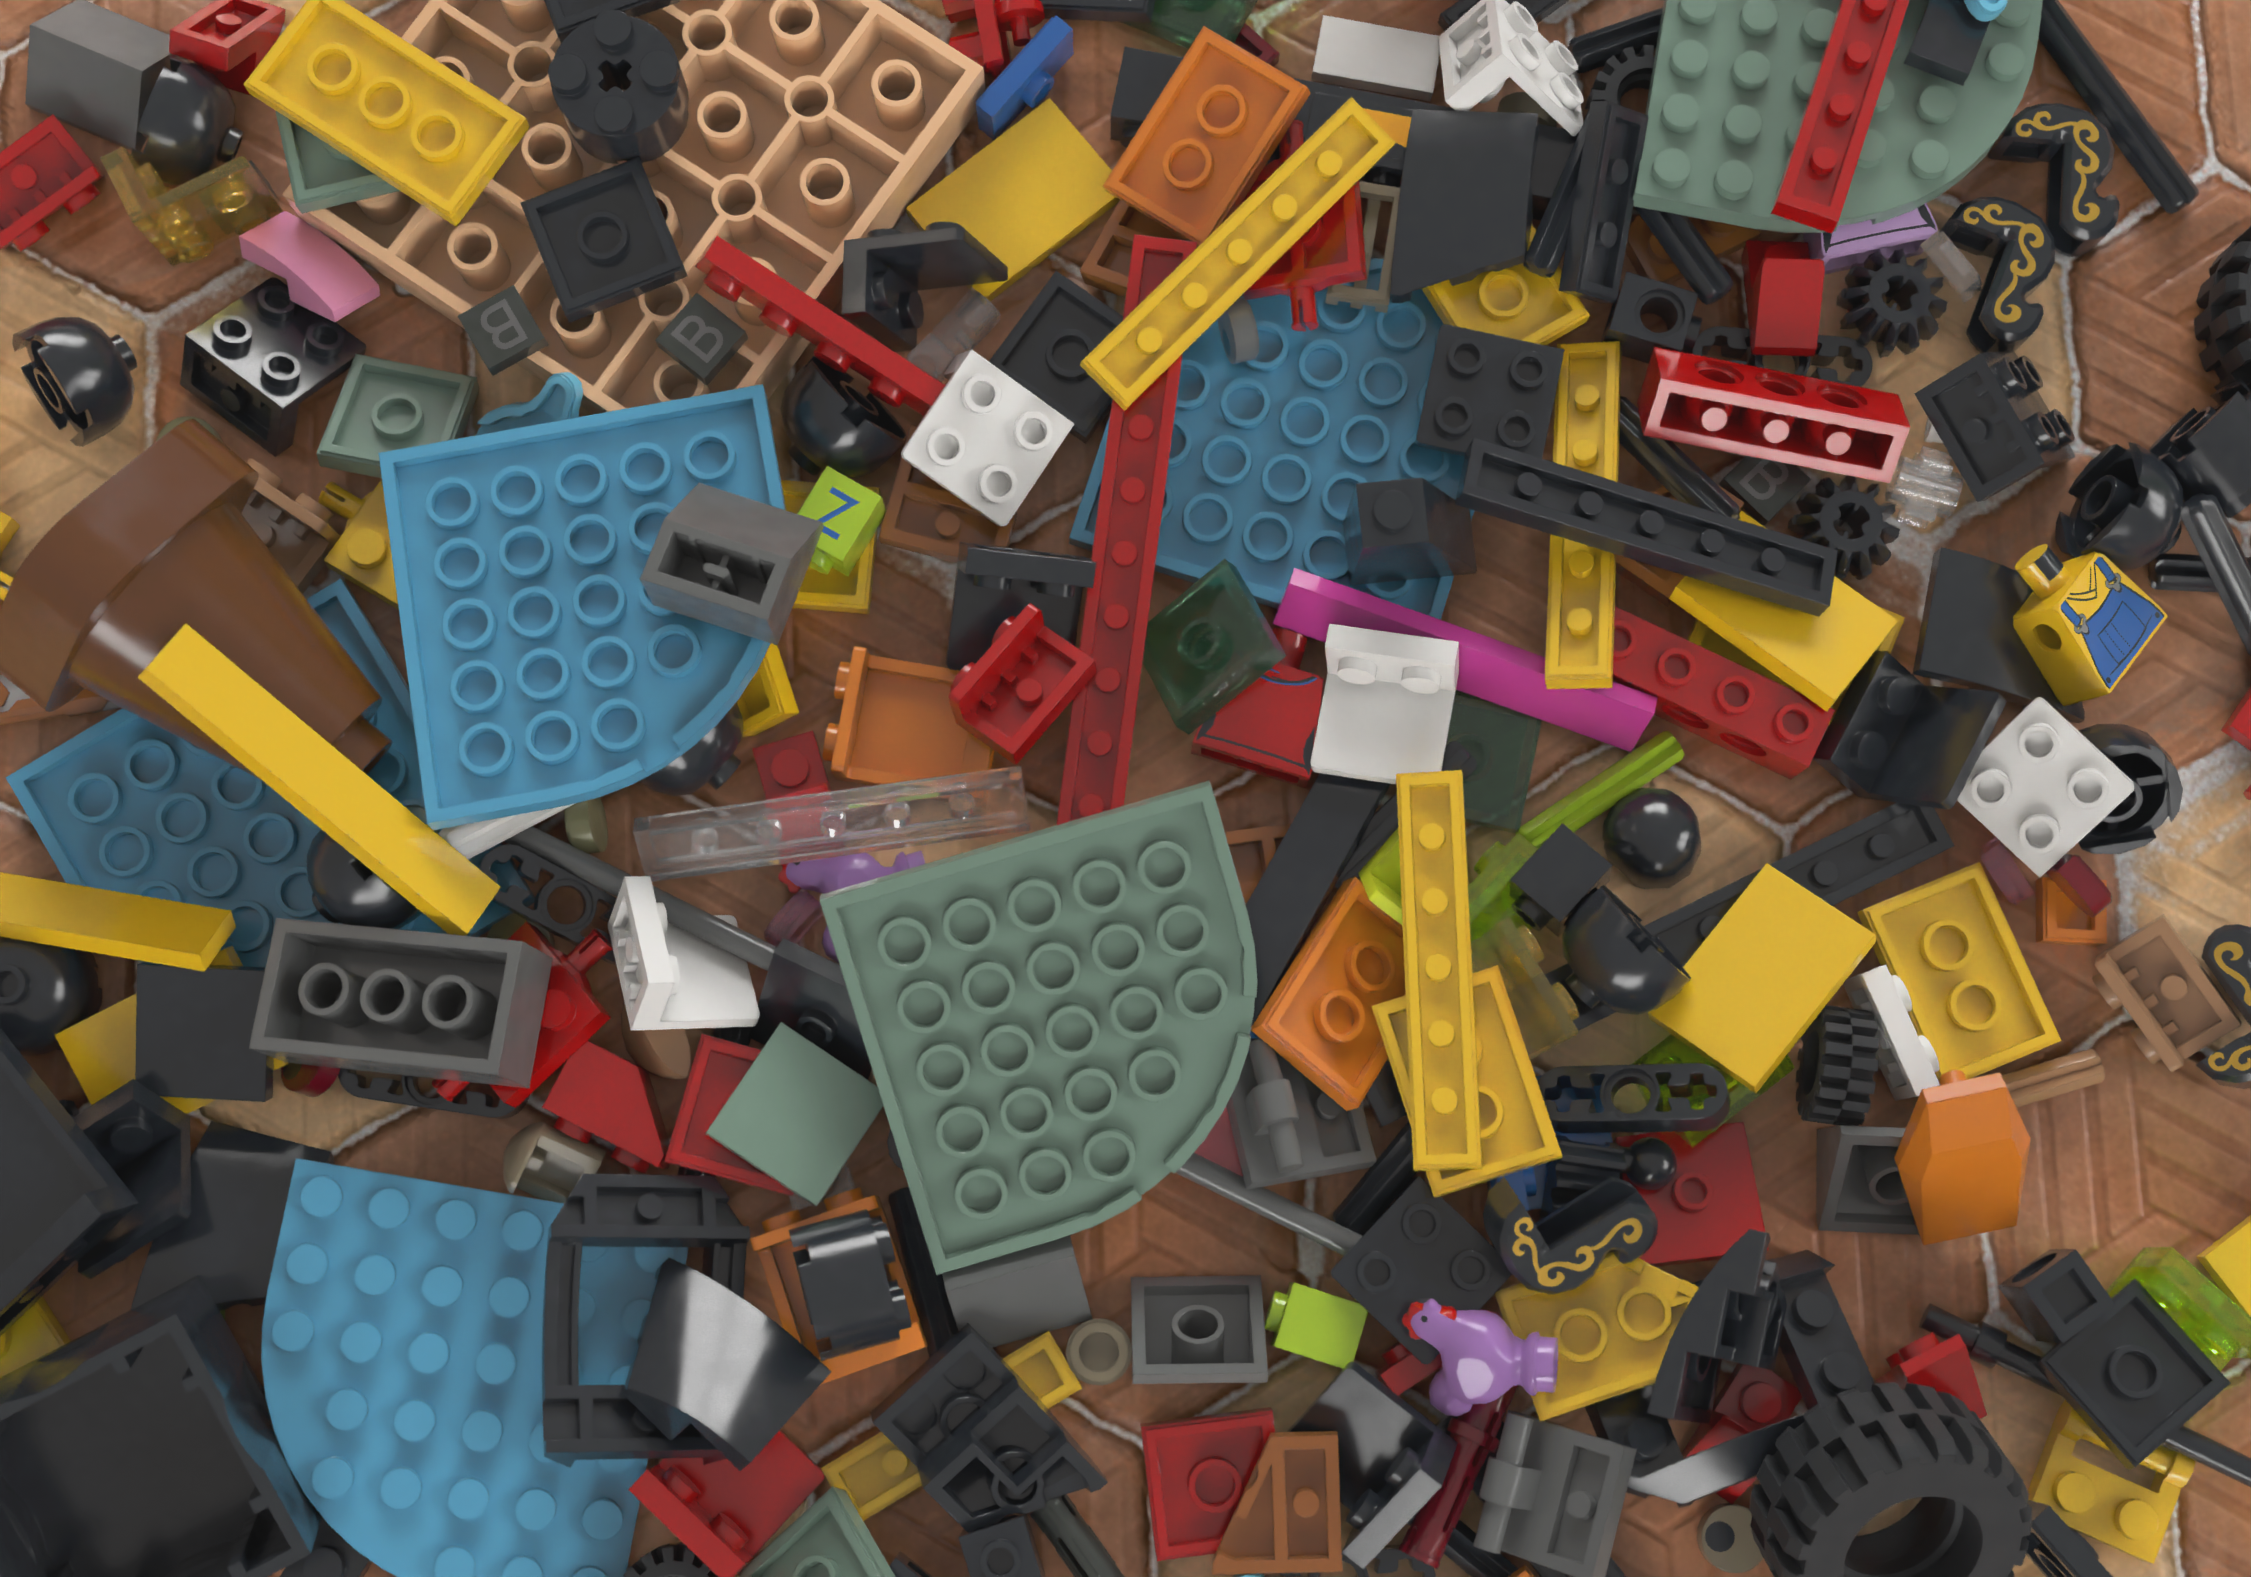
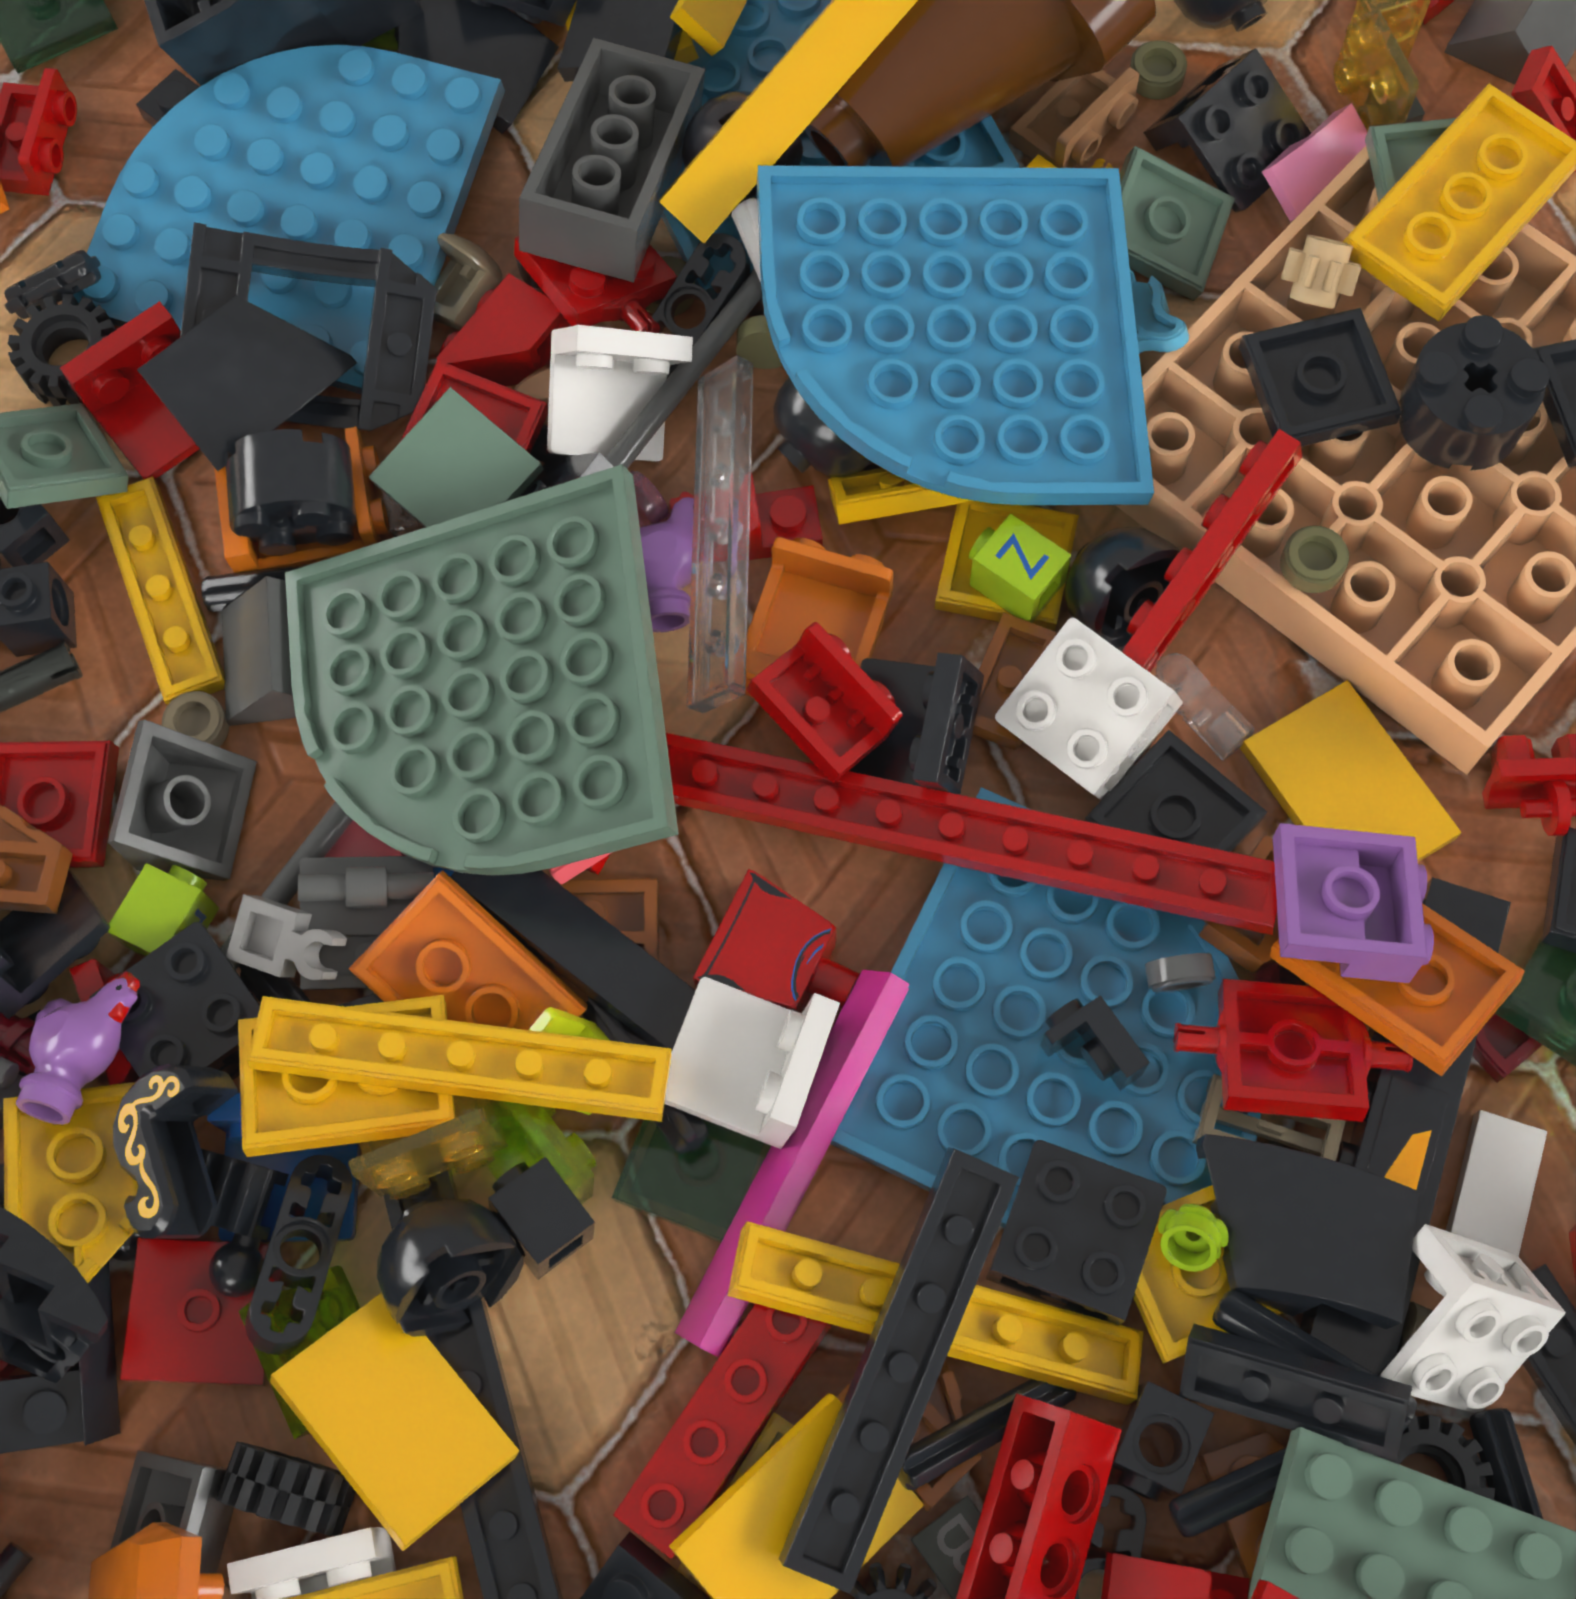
camera: 105 degrees right, 10 degrees down
(188, 124) = (1459, 60): black cylinder -> none
(488, 240) = (1321, 271): none -> tan gear
(503, 330) = (1233, 286): pearl dark grey tile -> none
(701, 339) = (1208, 452): pearl dark grey tile -> none
(731, 562) = (967, 423): dark grey slope -> none
(808, 232) = (1314, 559): none -> olive tile
(892, 266) = (1258, 643): black bracket -> none
(982, 1436) = (136, 605): black slope -> none
(1026, 78) = (1483, 808): blue plate -> none
(1169, 171) = (1352, 901): none -> medium lavender plate
(1208, 646) = (844, 897): clear green plate -> none
(1237, 254) = (1246, 956): yellow tile -> none
(1318, 388) = (1107, 1043): none -> black bracket
(1338, 1190) = (278, 940): none -> light grey plate
(1406, 533) = (928, 1100): black slope -> none
(1486, 296) = (1192, 1237): none -> lime plate
(1605, 788) = (638, 1296): lime axle -> none
(1652, 838) = (580, 1342): black hair -> none

